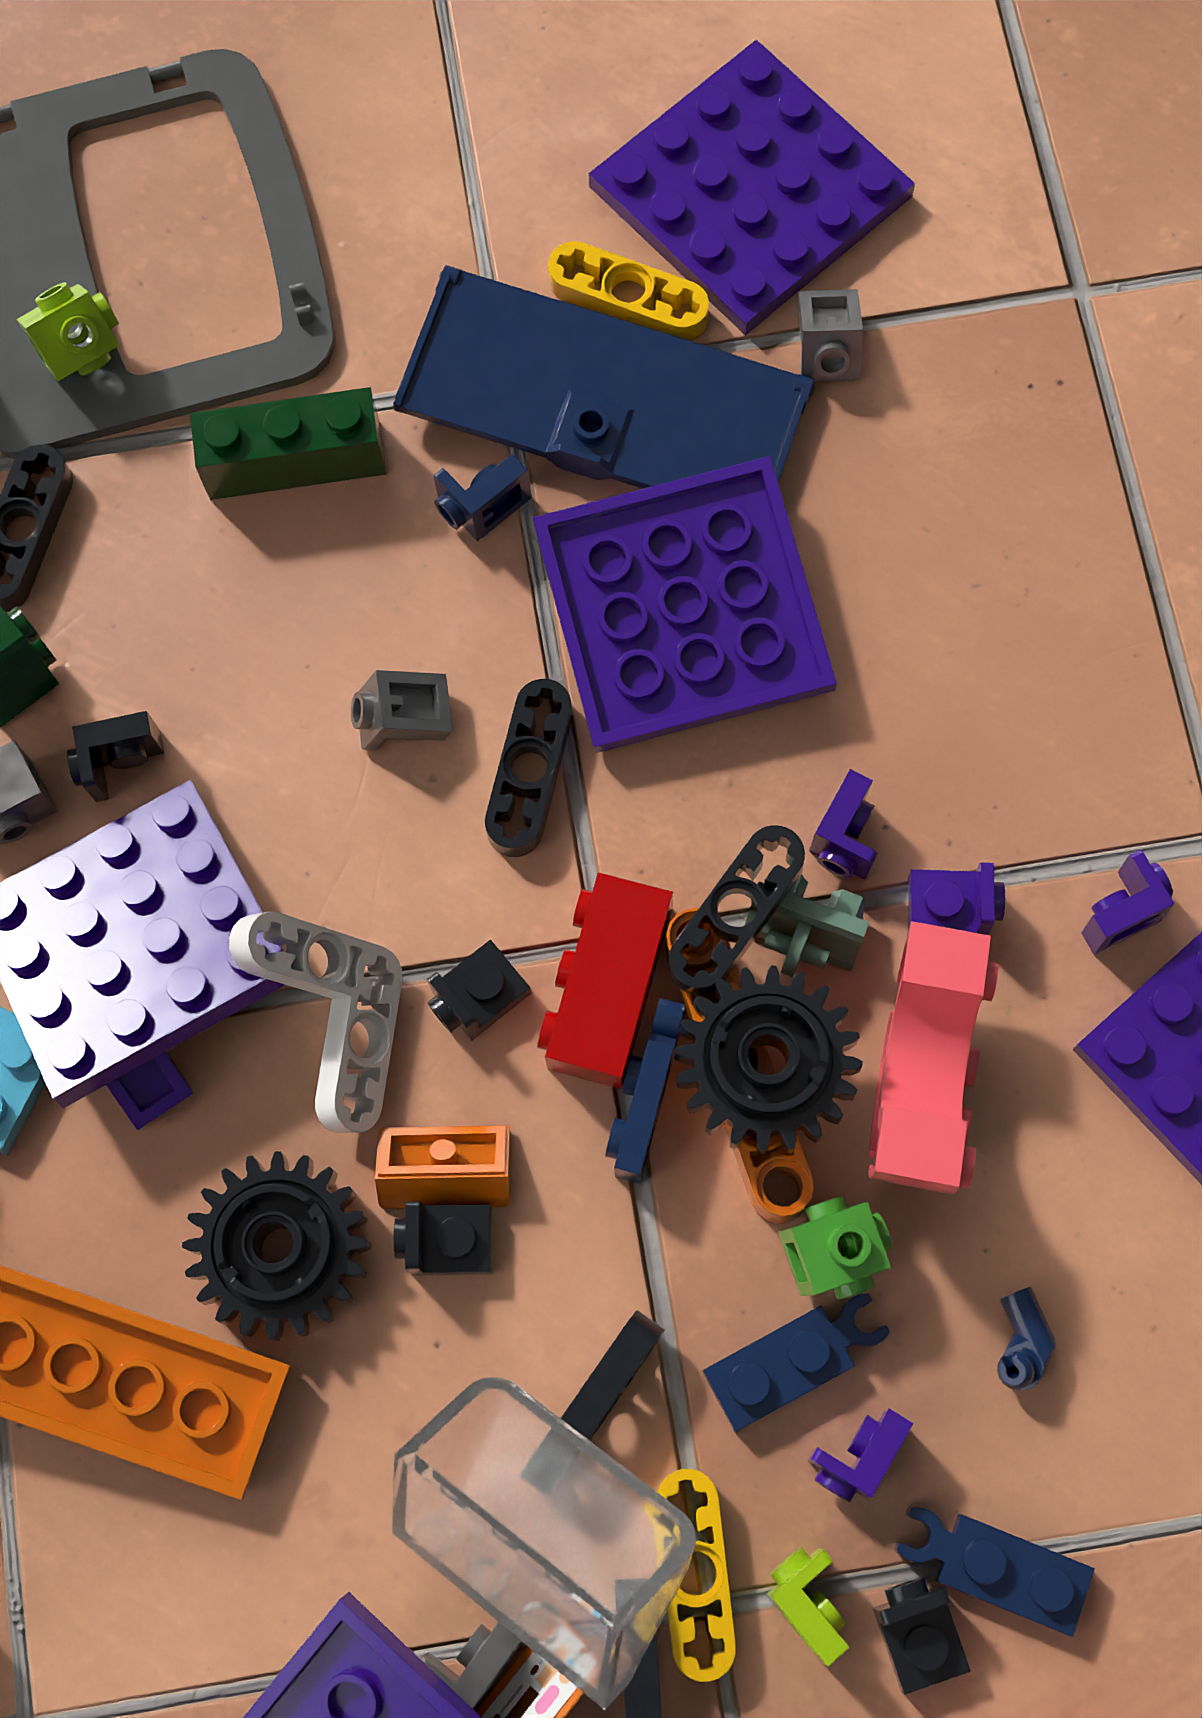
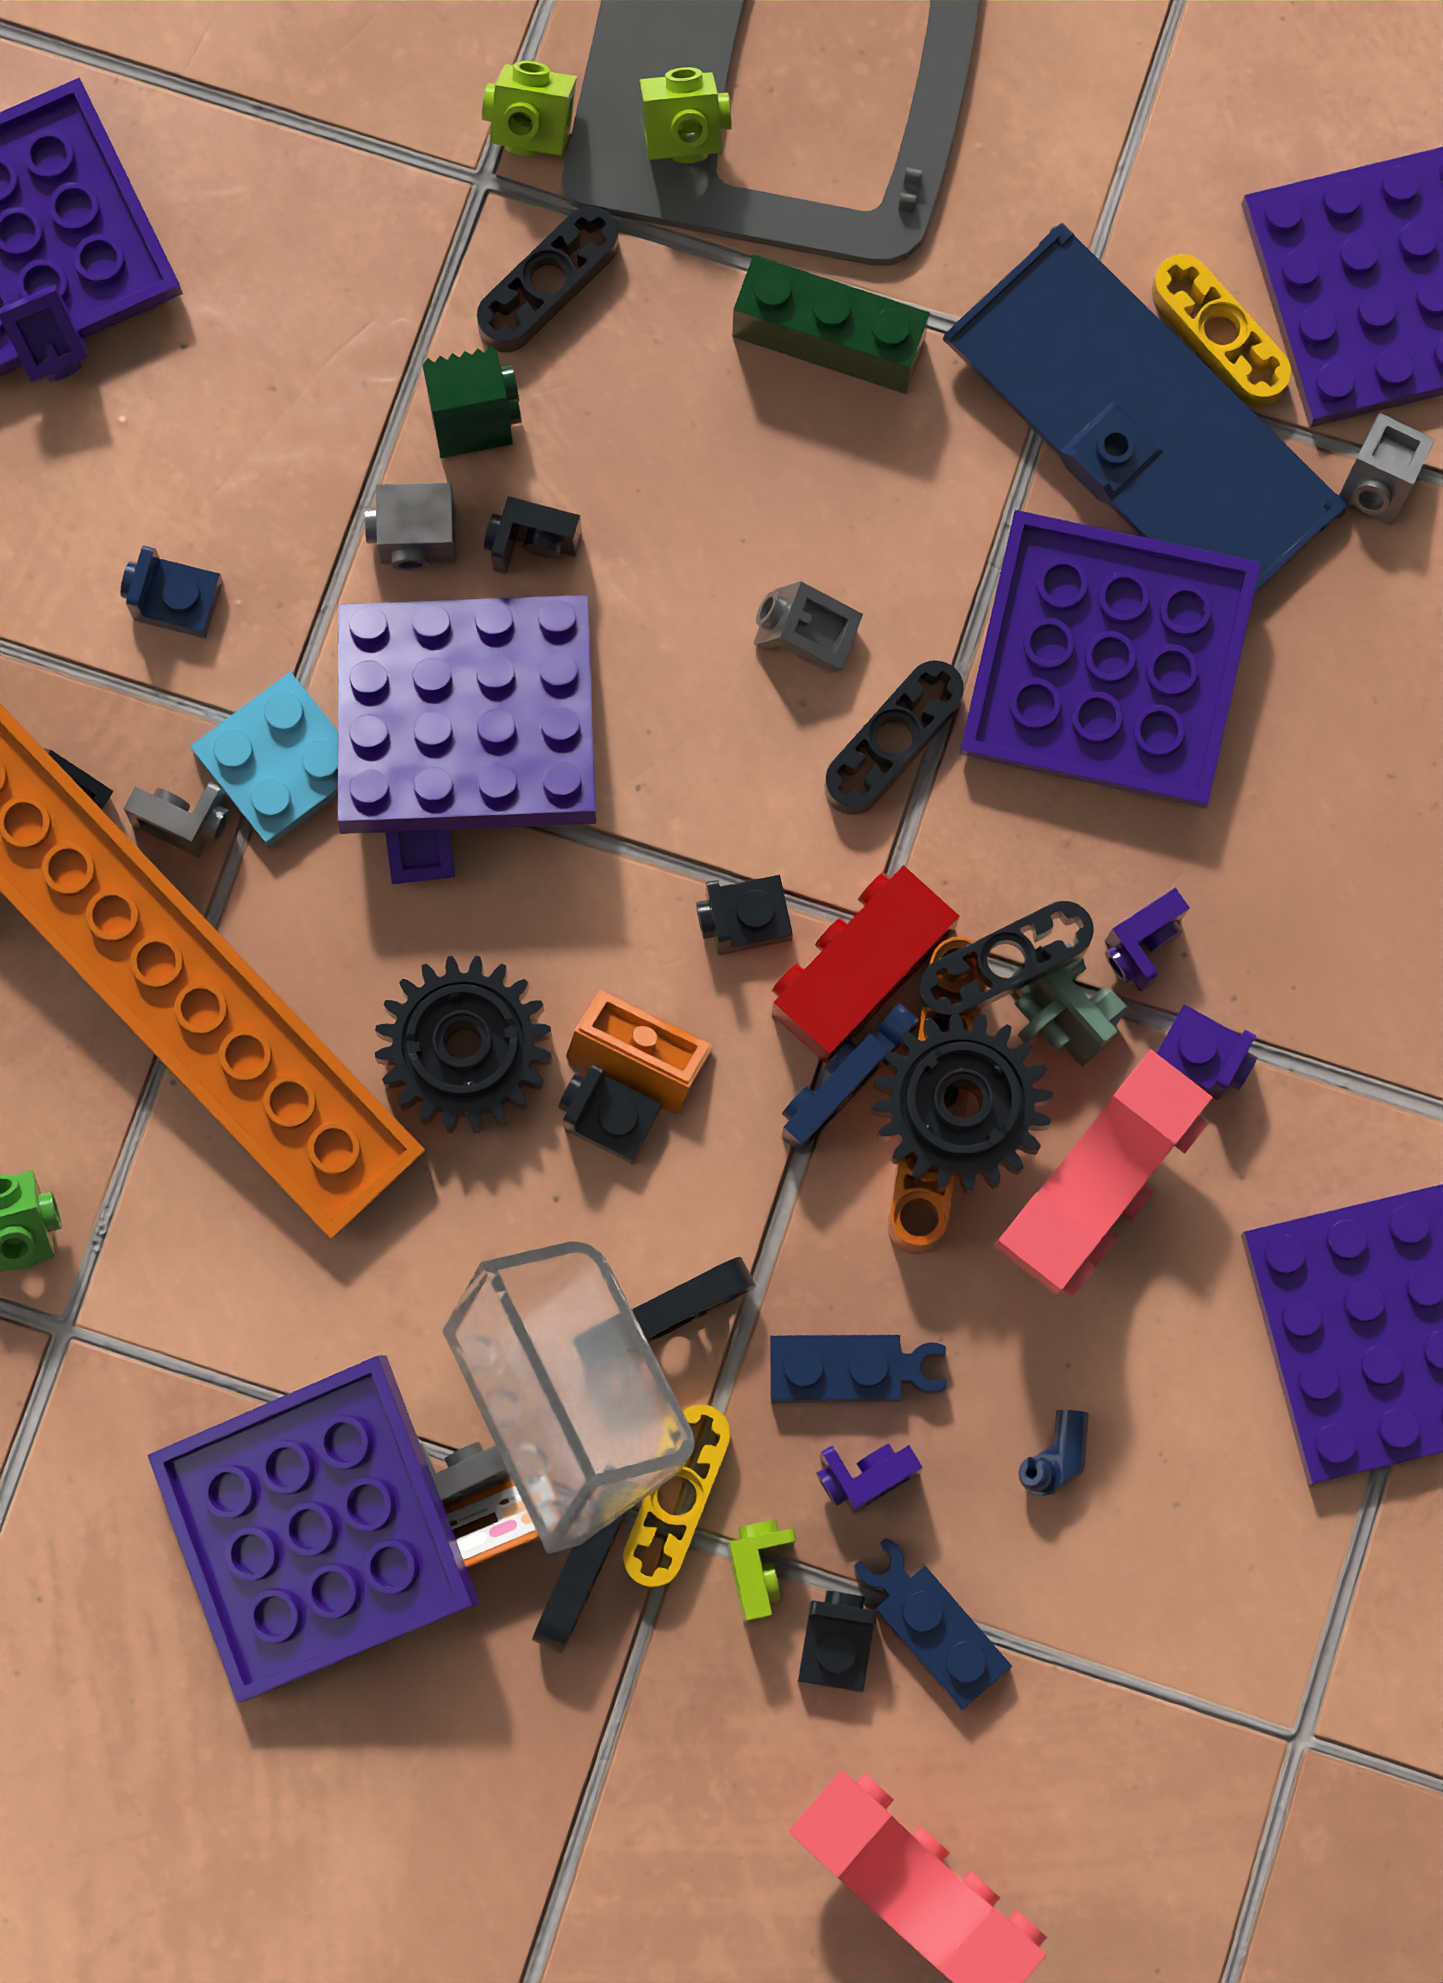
camera: 20 degrees right, 5 degrees up
(346, 987) = (632, 852): white beam -> none
(488, 501) = (987, 470): dark blue bracket -> none
(815, 1253) = (915, 1293): bright green brick -> none
(1124, 915) = (1348, 1142): dark purple bracket -> none

